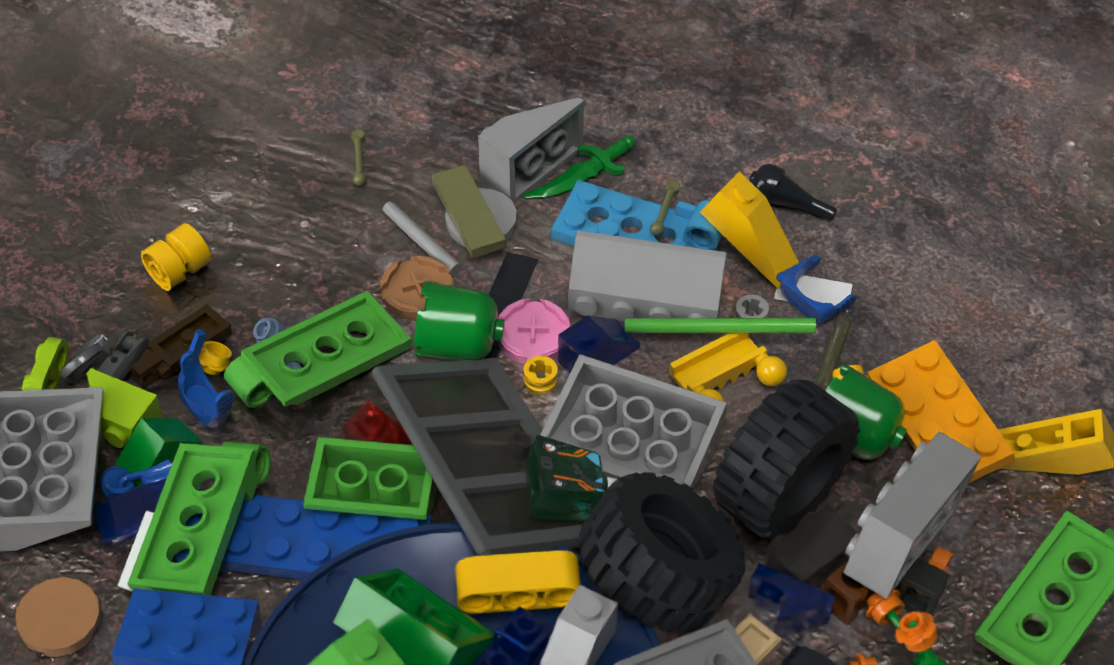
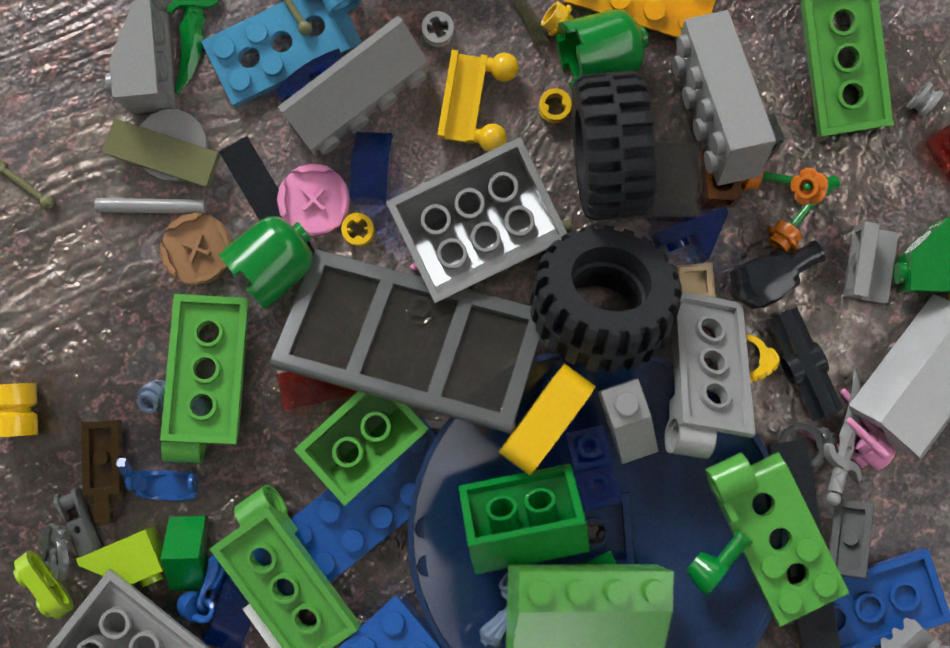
camera: 45 degrees left, 35 degrees up
(214, 357) = (135, 446): yellow plate -> none
(563, 480) = (490, 311): clear green torso -> none
(720, 325) = (440, 68): bright green piece -> none

